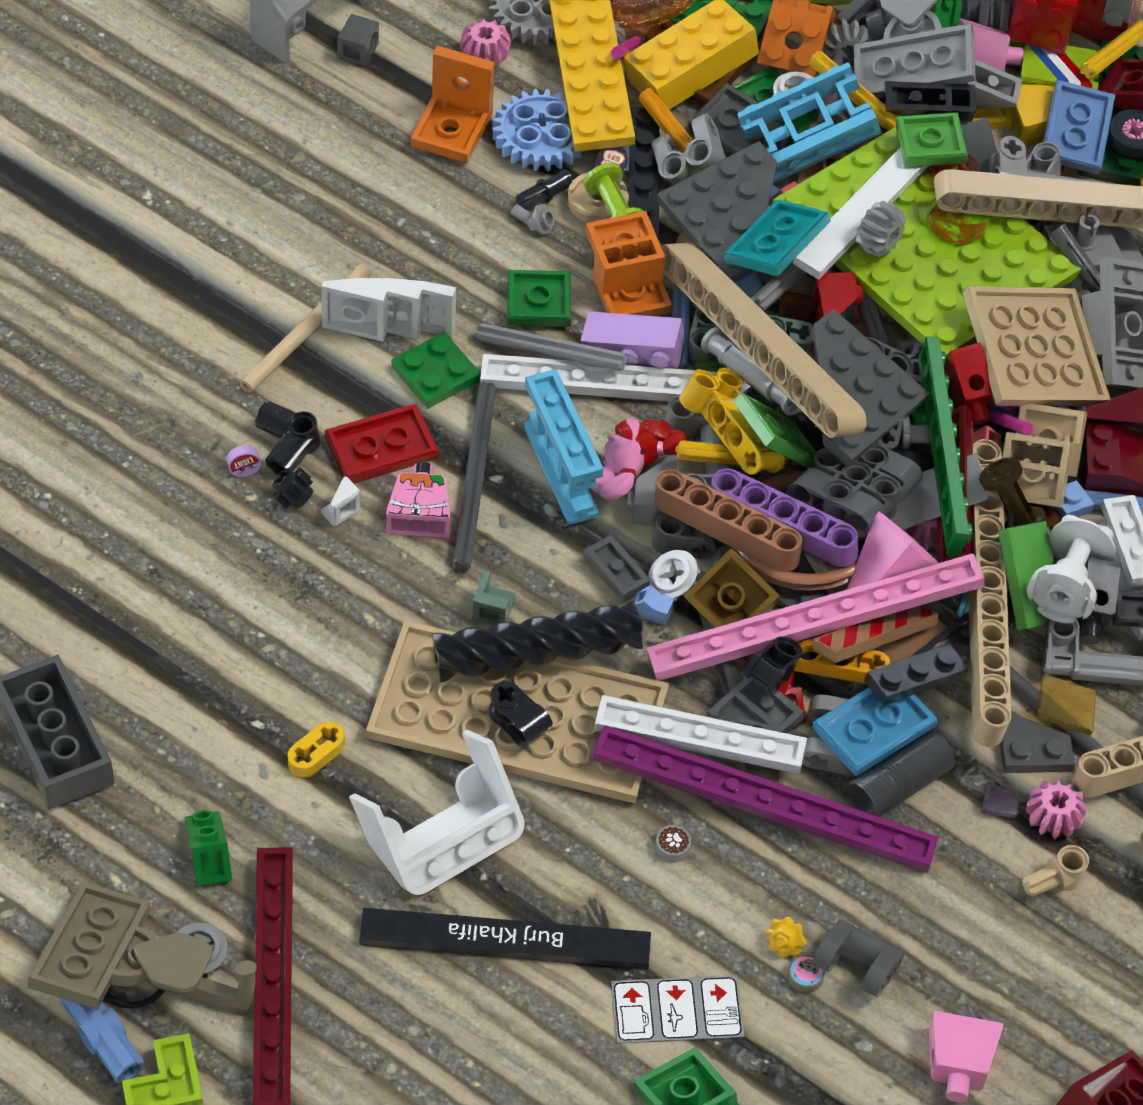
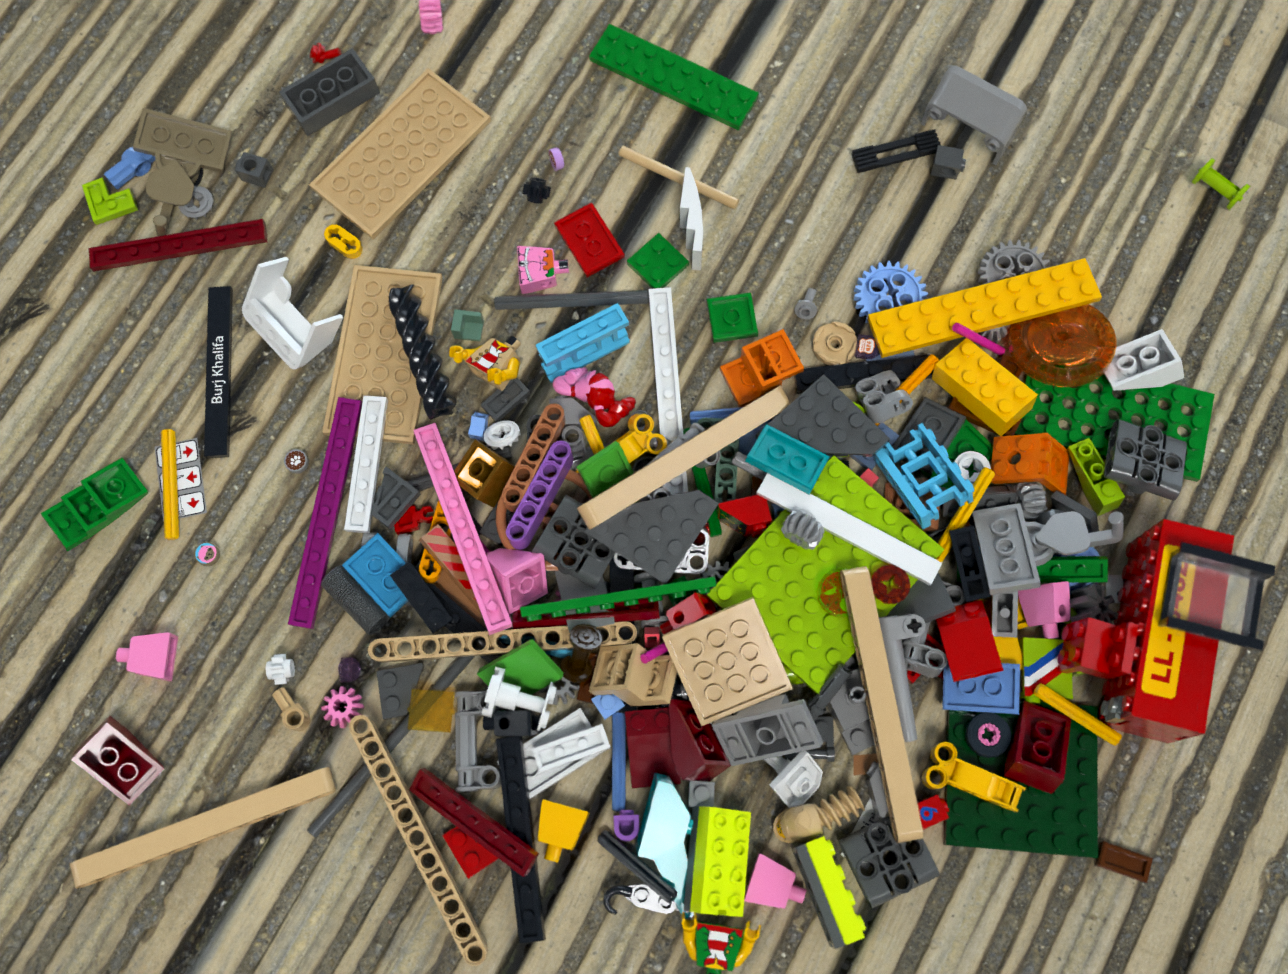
camera: 90 degrees right, 20 degrees up
(136, 312) = (674, 77): none -> green plate
(162, 843) = (258, 176): none -> dark grey brick
(182, 657) = (400, 153): none -> tan plate
(208, 847) = (265, 189): green bracket -> none
(297, 432) = (587, 180): black piece -> none
(325, 58) = (866, 157): none -> black container
(344, 503) = (532, 223): white slope -> none
(456, 105) = (896, 234): orange bracket -> none
(486, 41) = (974, 244): bright pink gear -> none
(518, 714) = (365, 350): black piece -> none
(544, 189) = (834, 307): black axle -> none
(551, 347) = (682, 330): light grey axle -> none
(565, 565) = (492, 361): none -> torso
(605, 181) = (822, 348): lime hose -> none
(641, 338) = (697, 381): lavender brick -> none
(687, 1015) = (169, 477): none -> yellow axle
(775, 663) = (413, 500): black piece -> none
(786, 937) = (227, 537): yellow plant -> none
(862, 948) = (222, 588): dark grey connector -> none
(931, 140) = (909, 562): bright green tile -> none
(996, 879) = (280, 669): none -> white gear
(1030, 114) = (969, 642): none -> red slope

